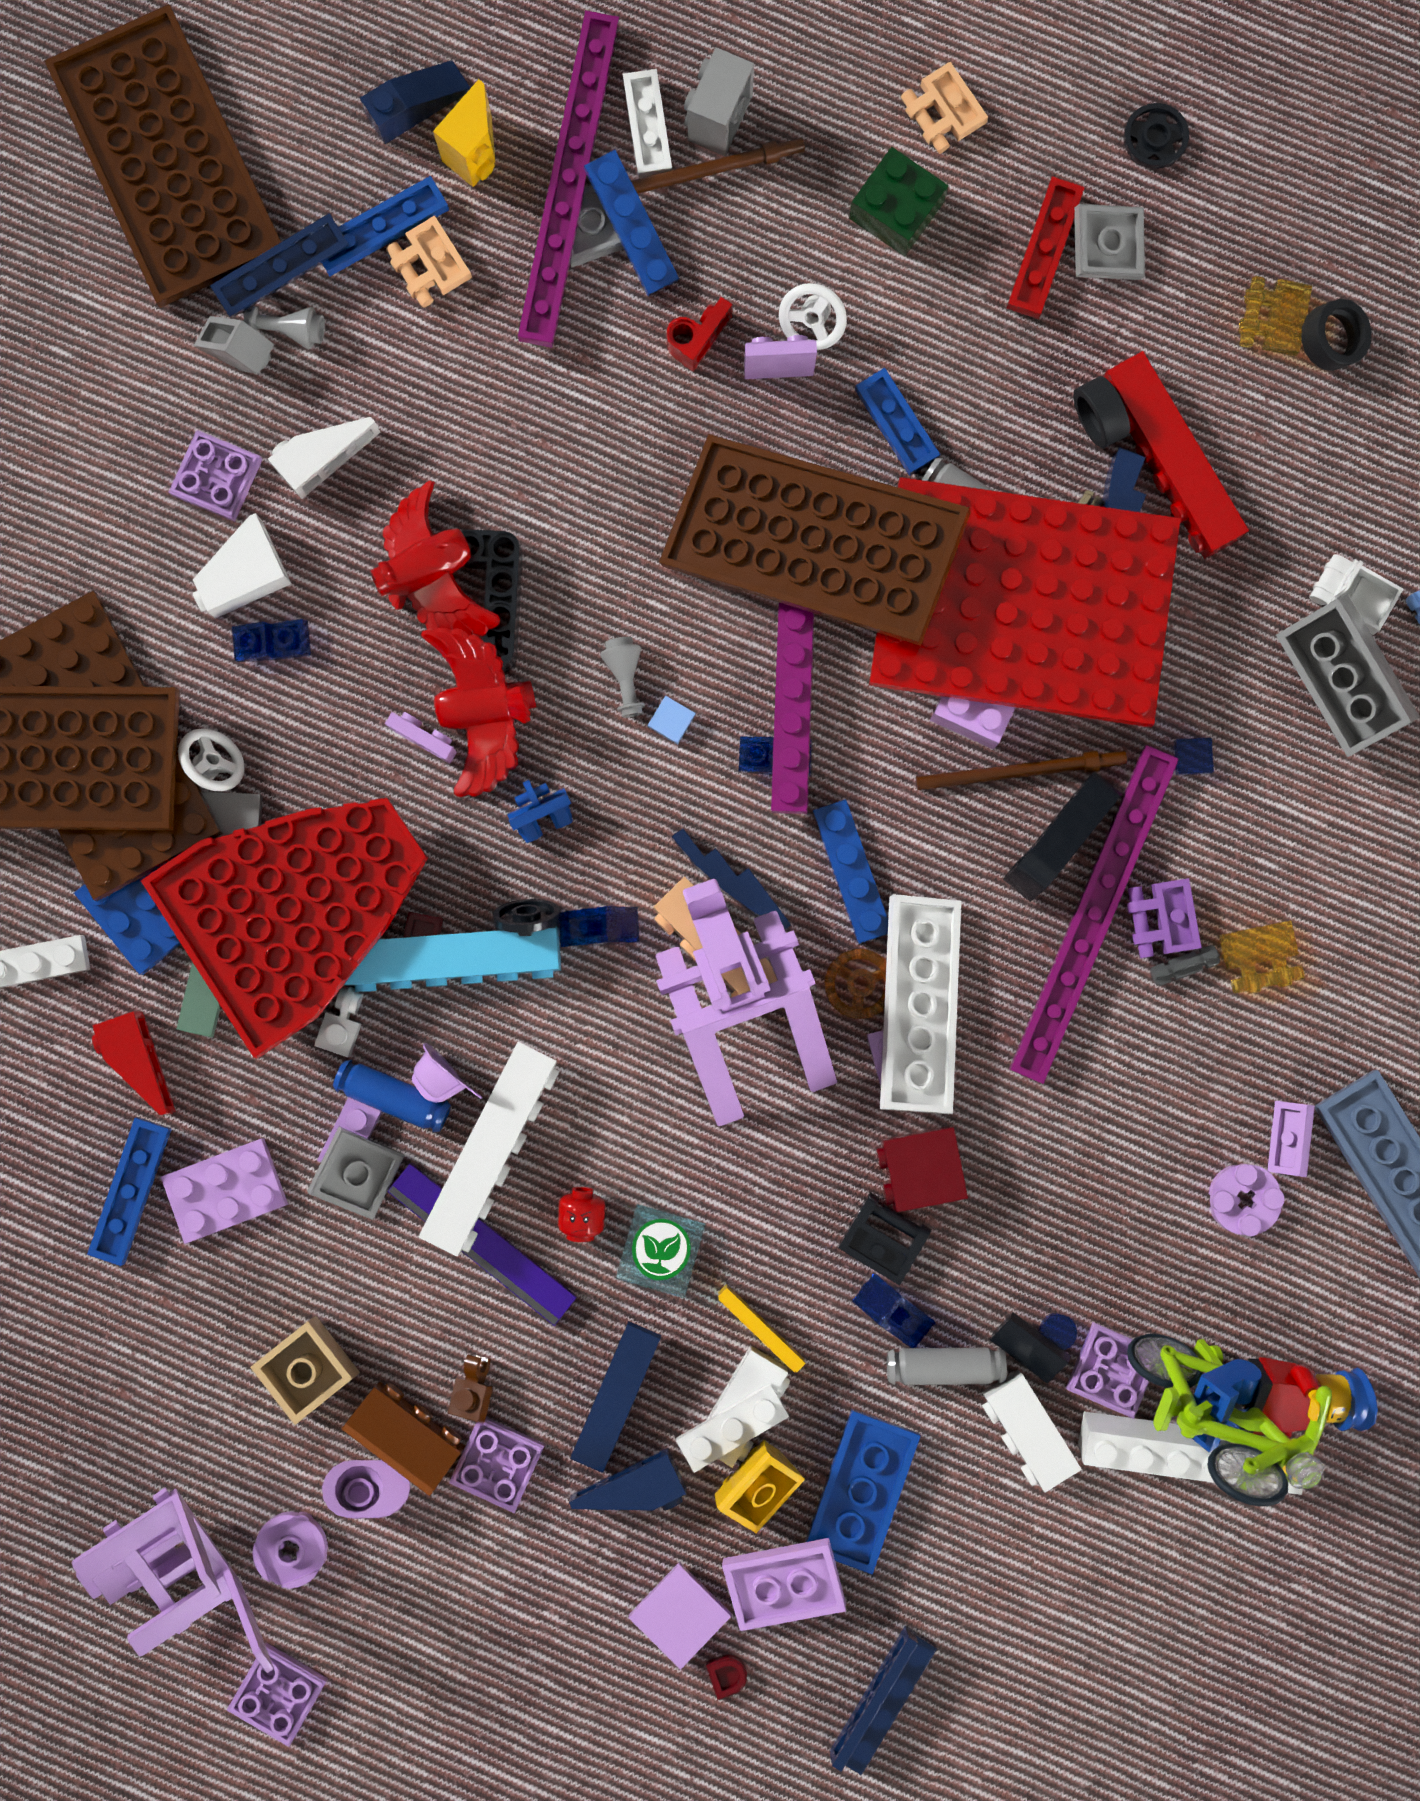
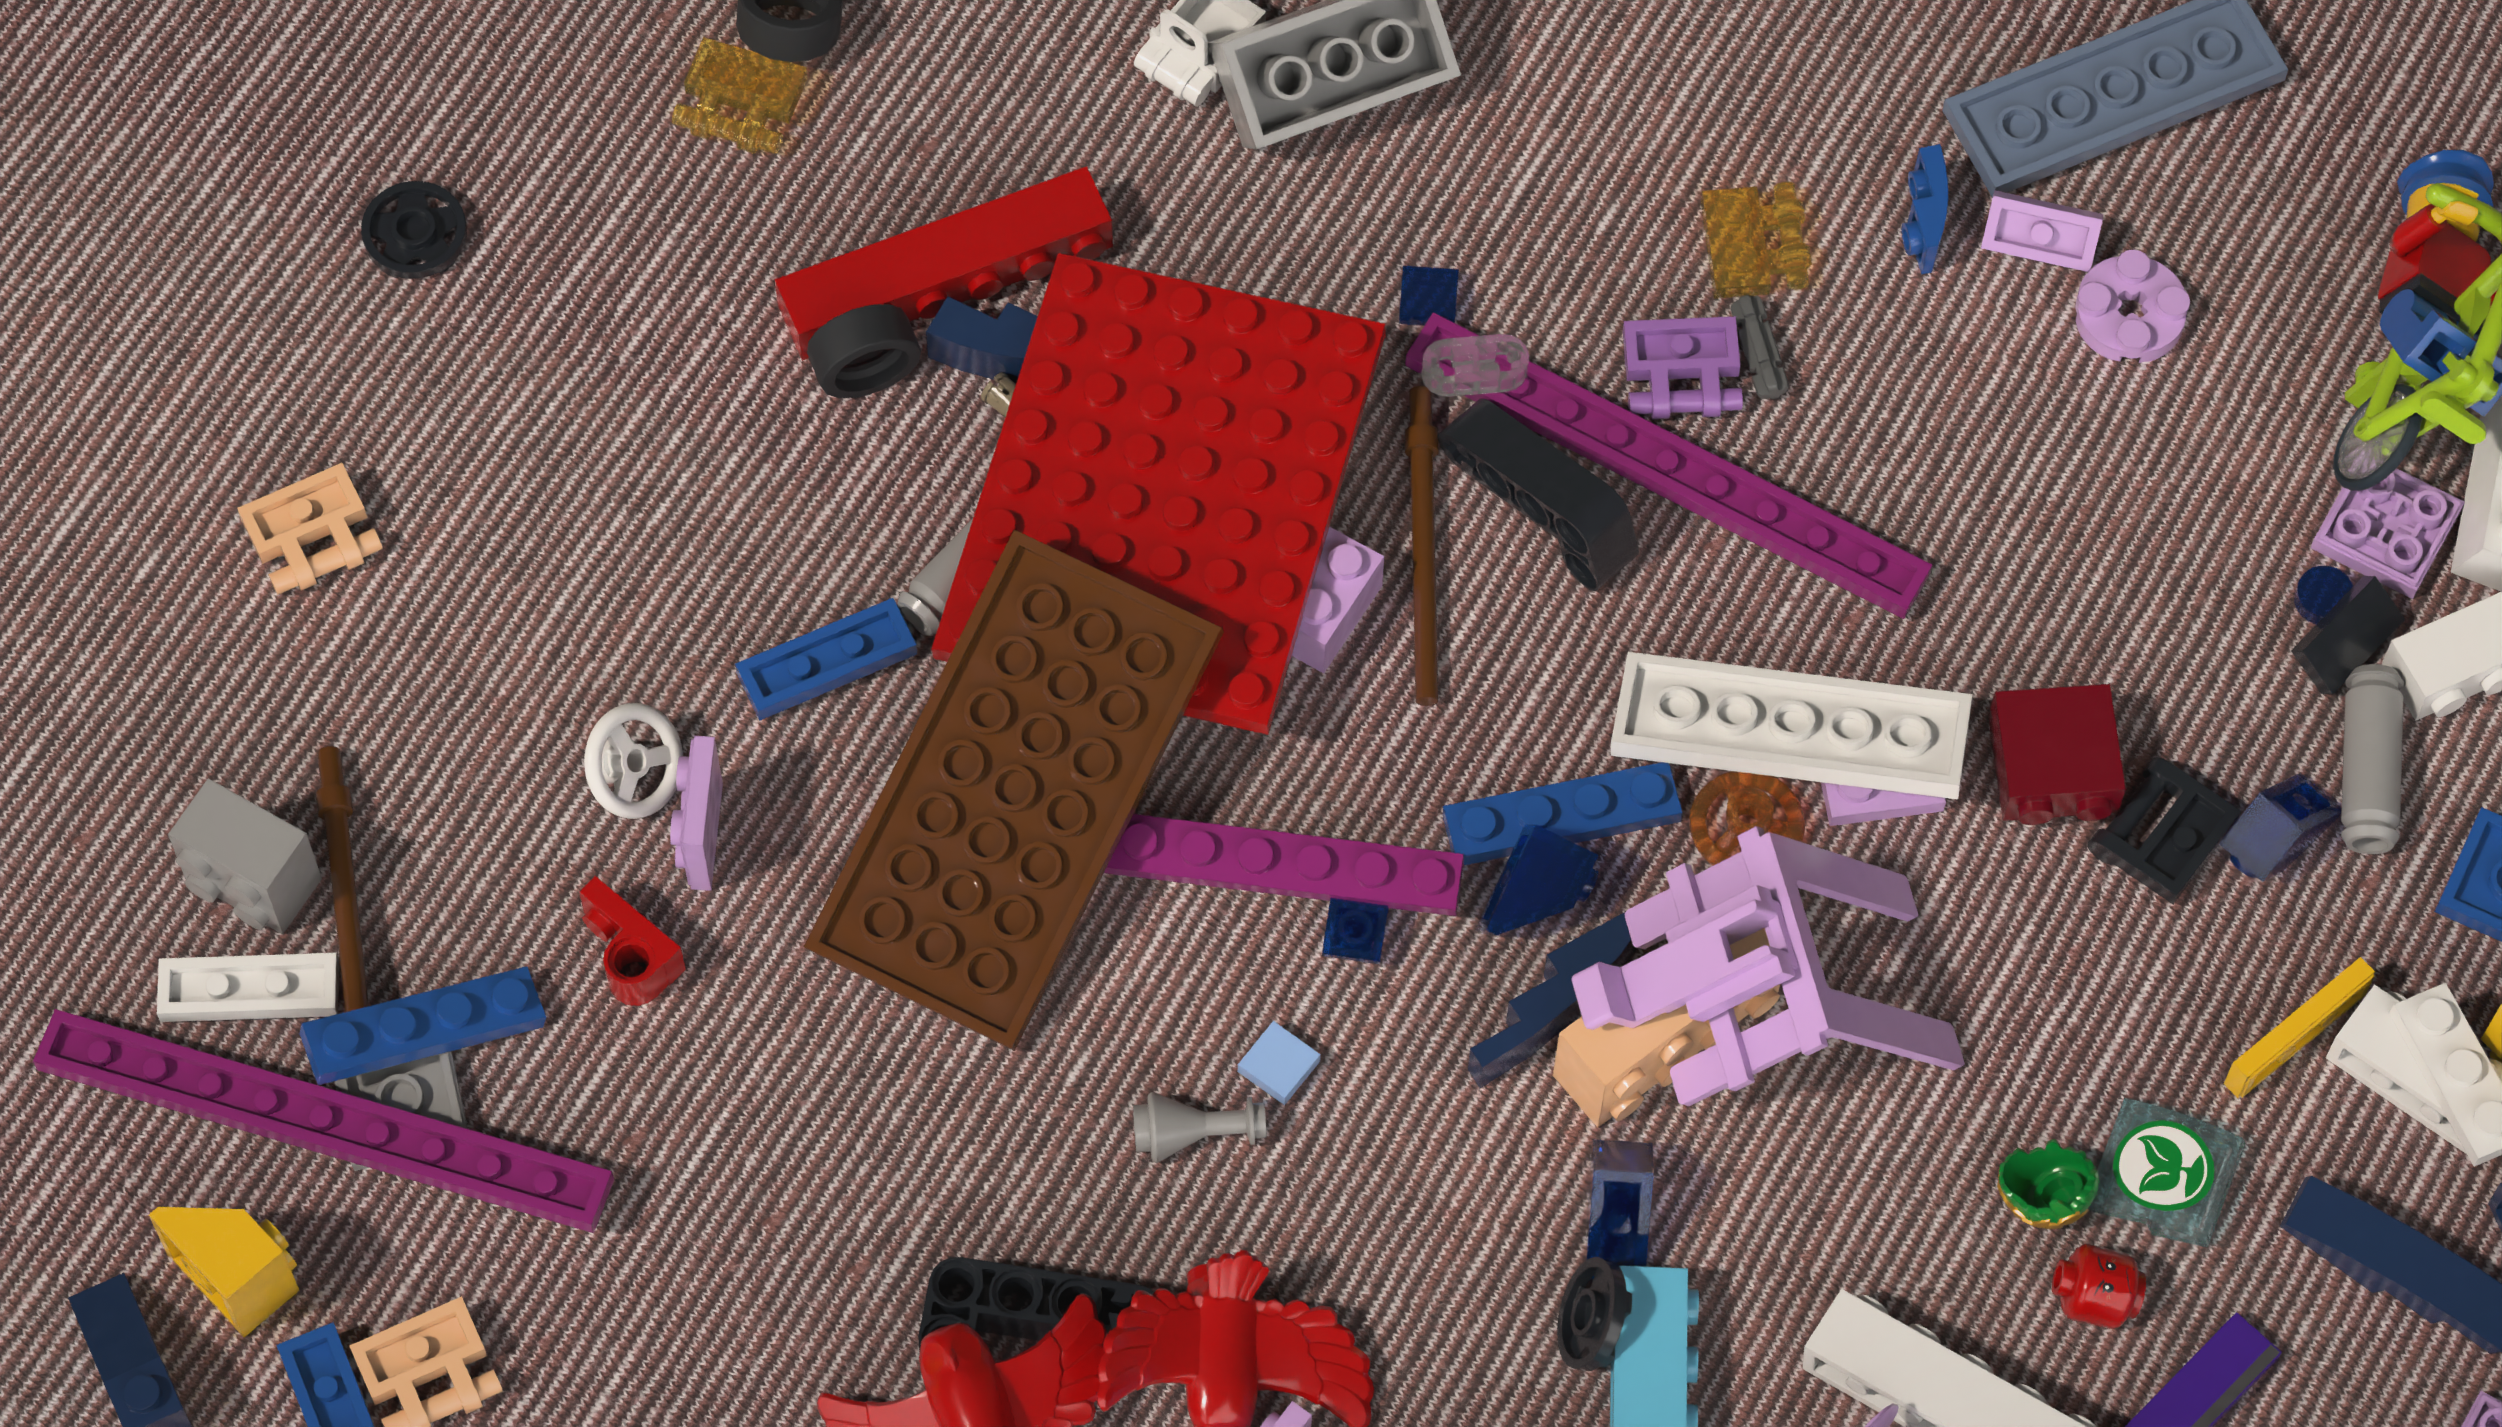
camera: 85 degrees left, 20 degrees down
(526, 817) = (1405, 1286): blue hips -> none
(640, 1180) = (2048, 1185): none -> green hair
(798, 859) = (1538, 881): none -> clear blue slope
(898, 201) = (459, 612): dark green brick -> none
(1045, 248) = (572, 407): red plate -> none
(1109, 242) = (580, 313): light grey tile -> none
(1150, 784) = (1475, 365): none -> clear beam
(1289, 1064) = (1929, 207): none -> blue slope

